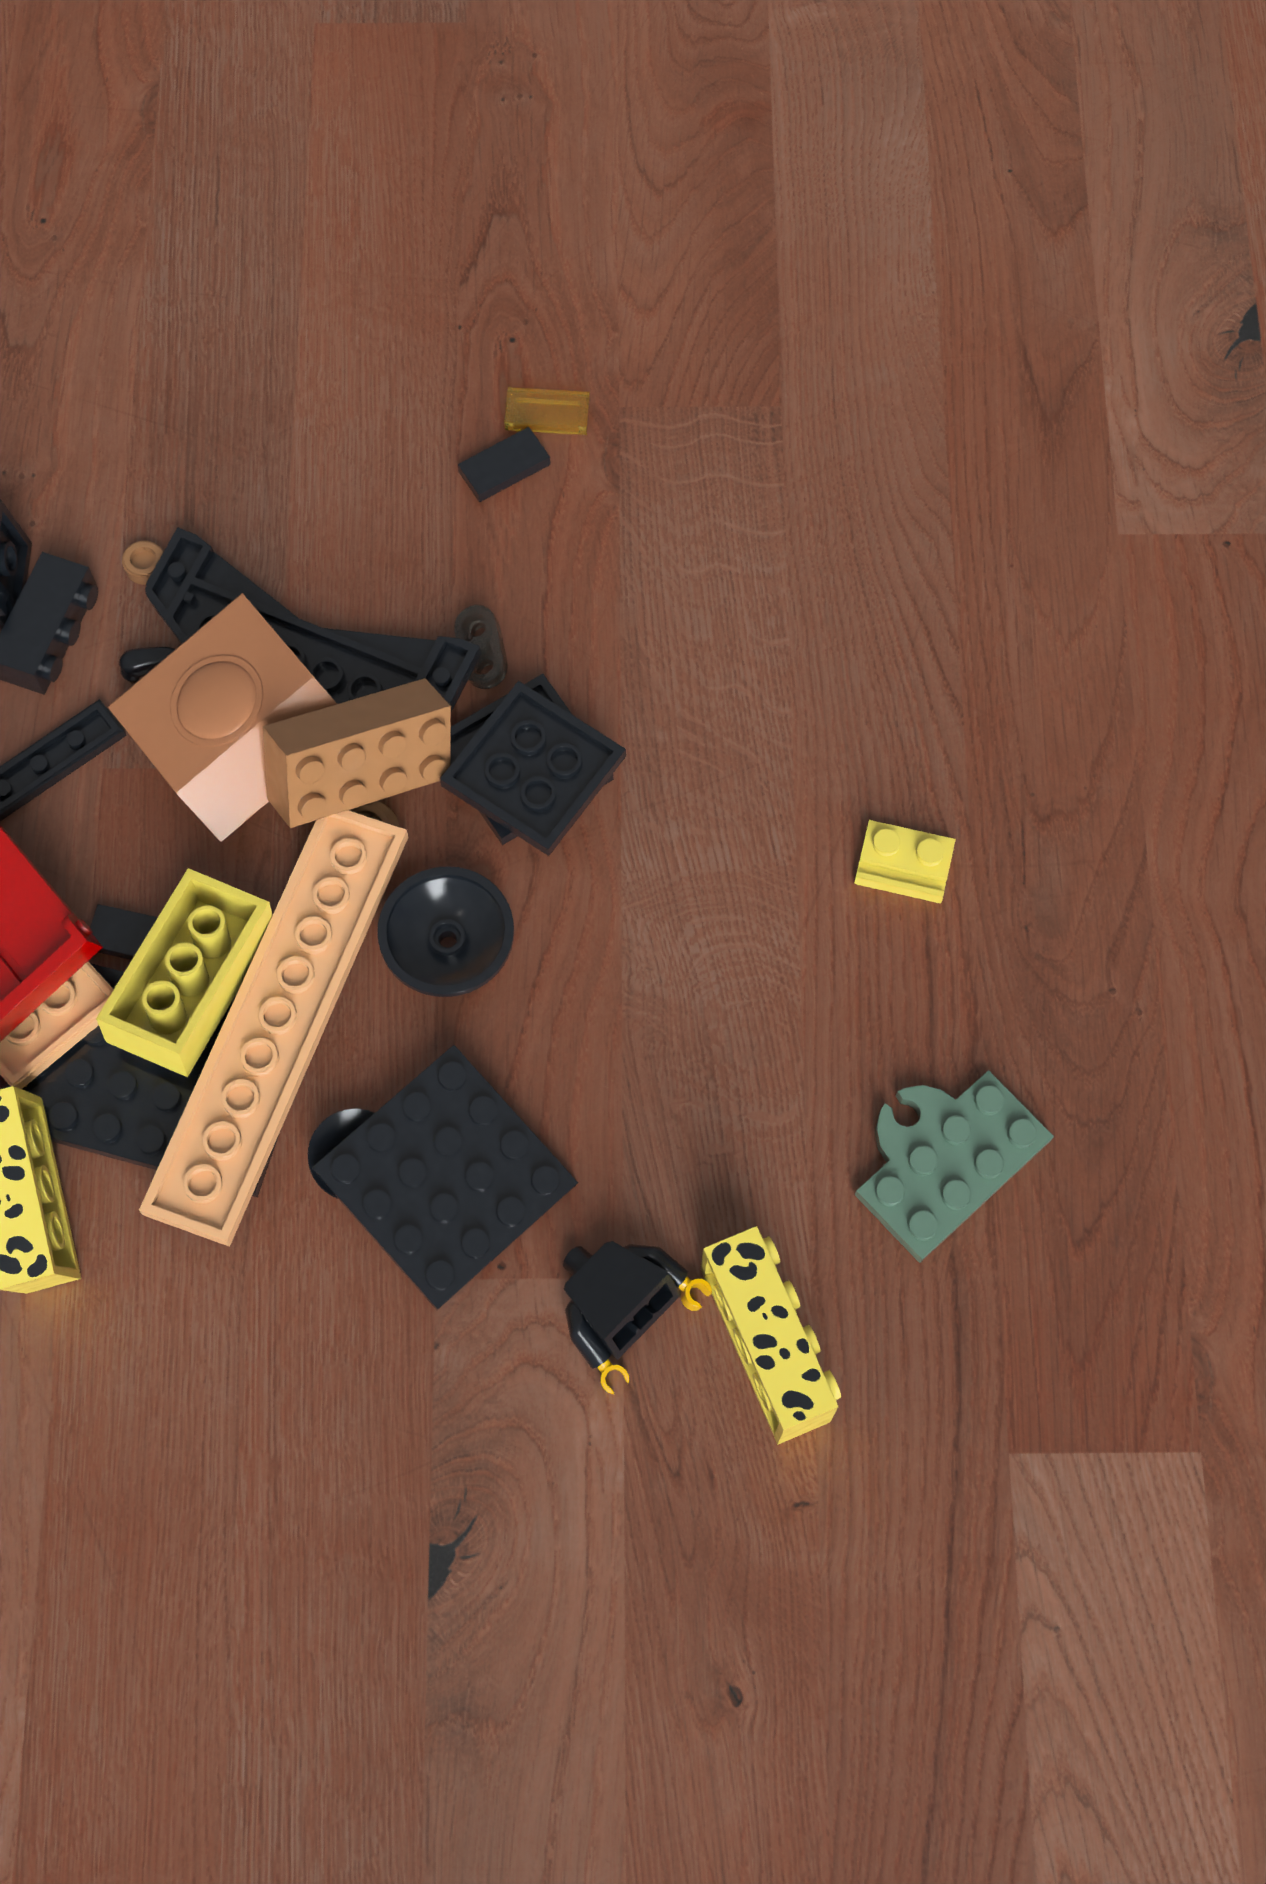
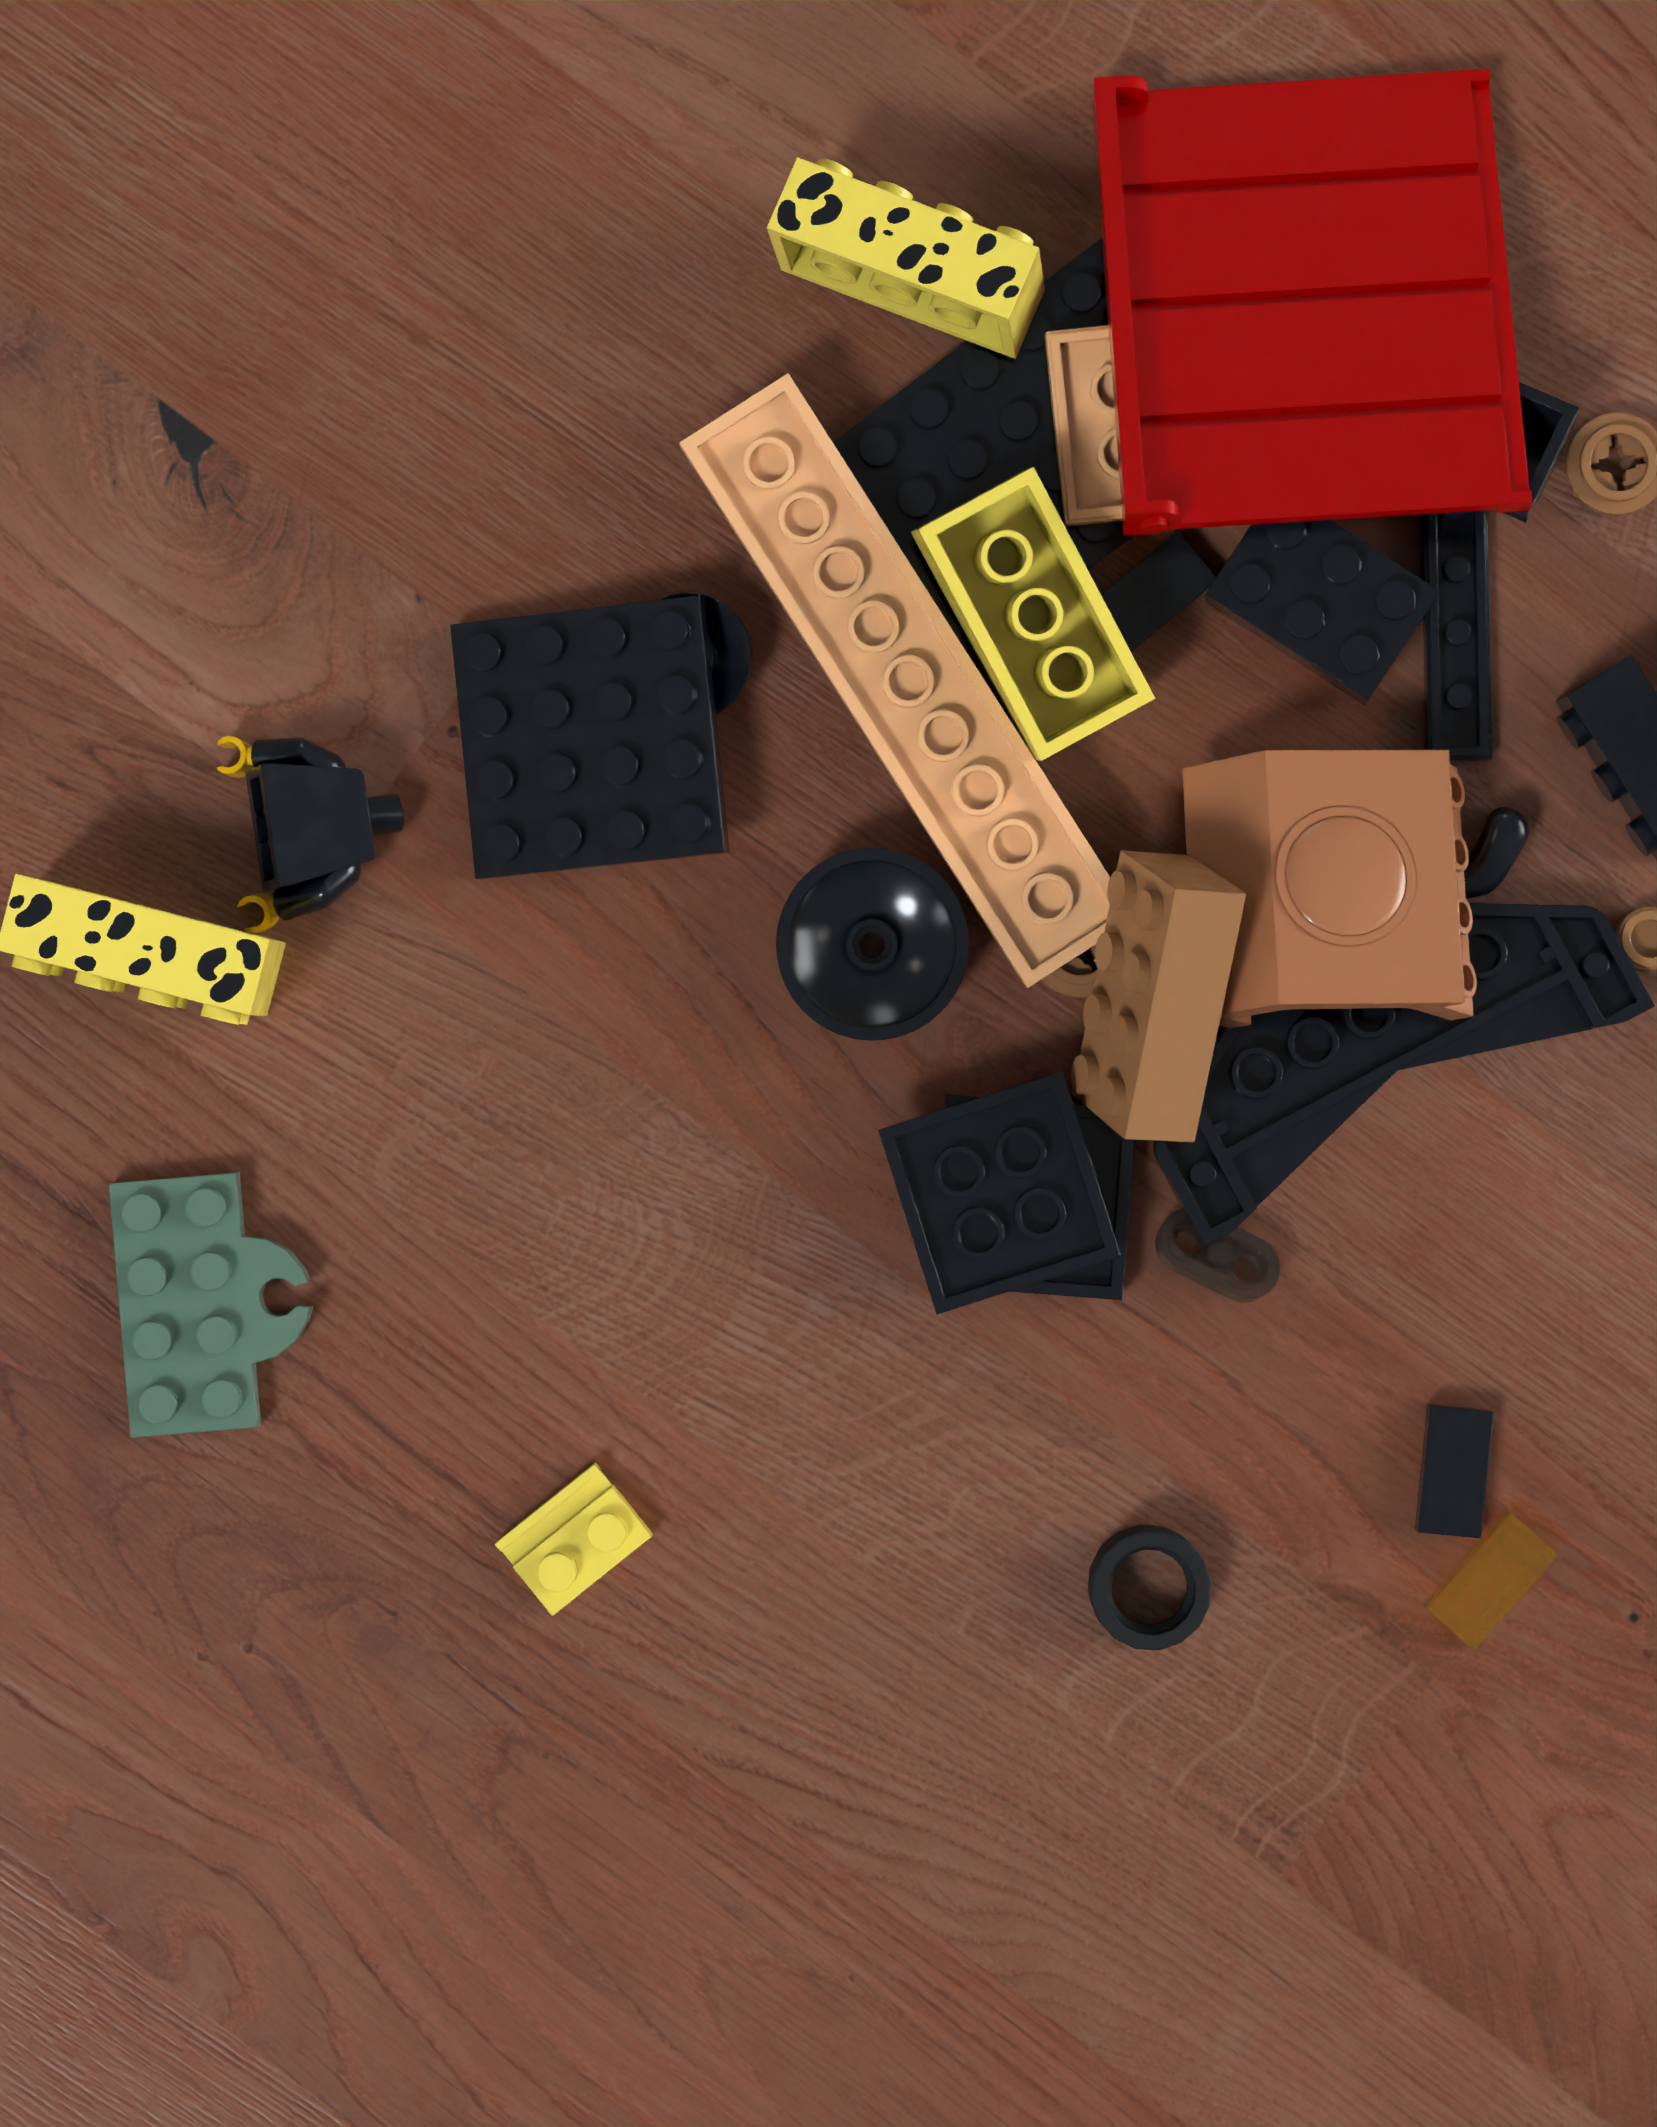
camera: 130 degrees right, 20 degrees up
(71, 830) = (1323, 600): none -> black brick
(691, 532) = (1165, 1633): none -> black tyre

